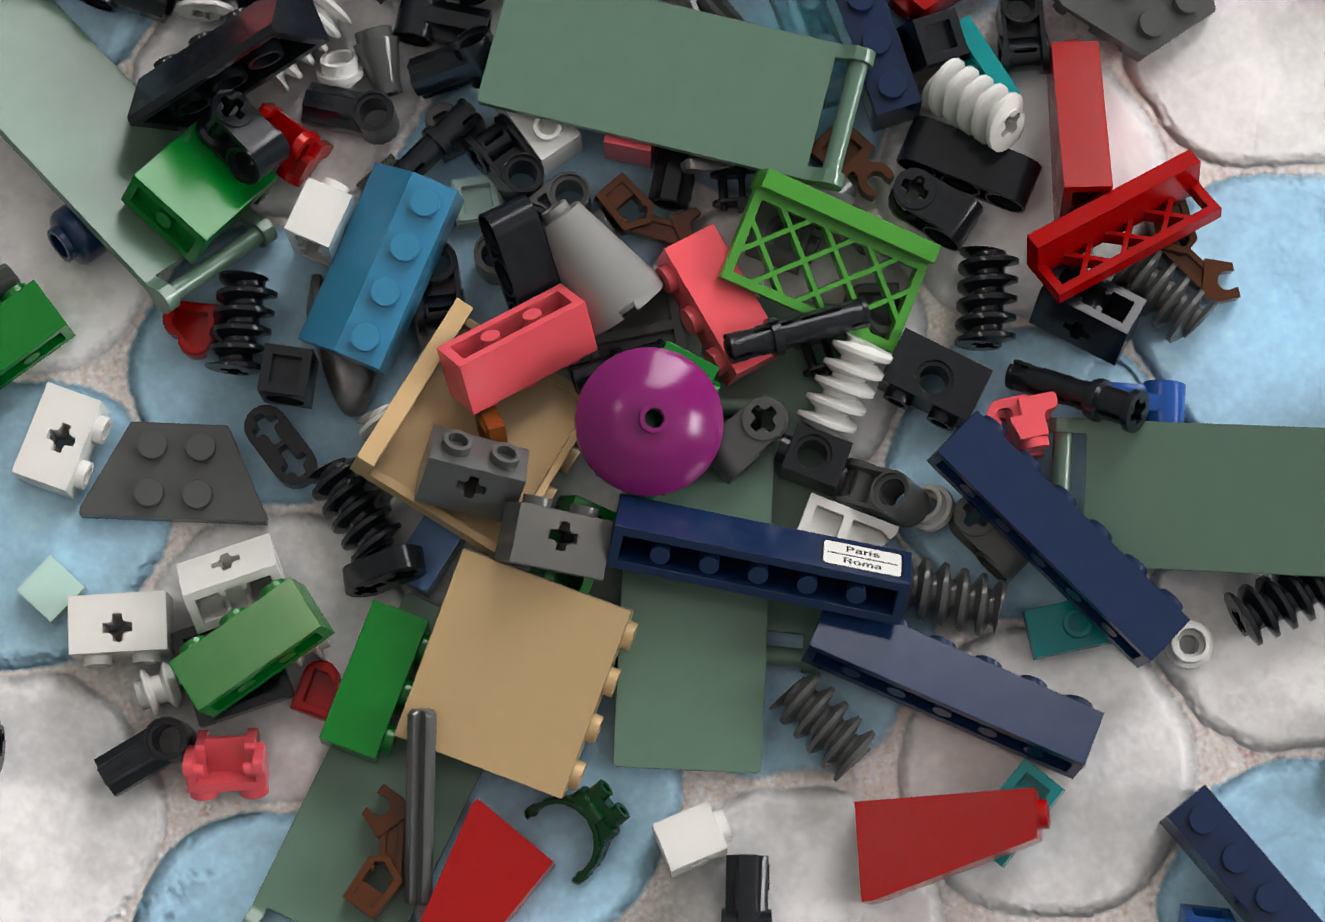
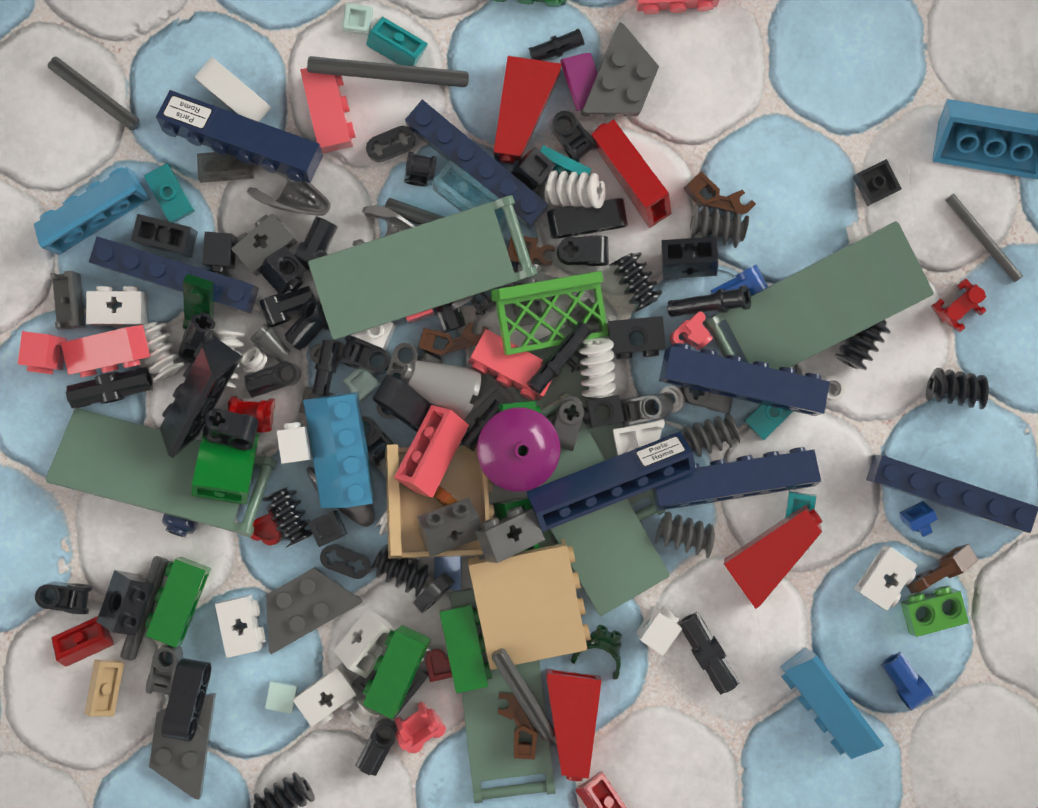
camera: 35 degrees left, 10 degrees up
(1112, 214) = (675, 204): red fence -> none

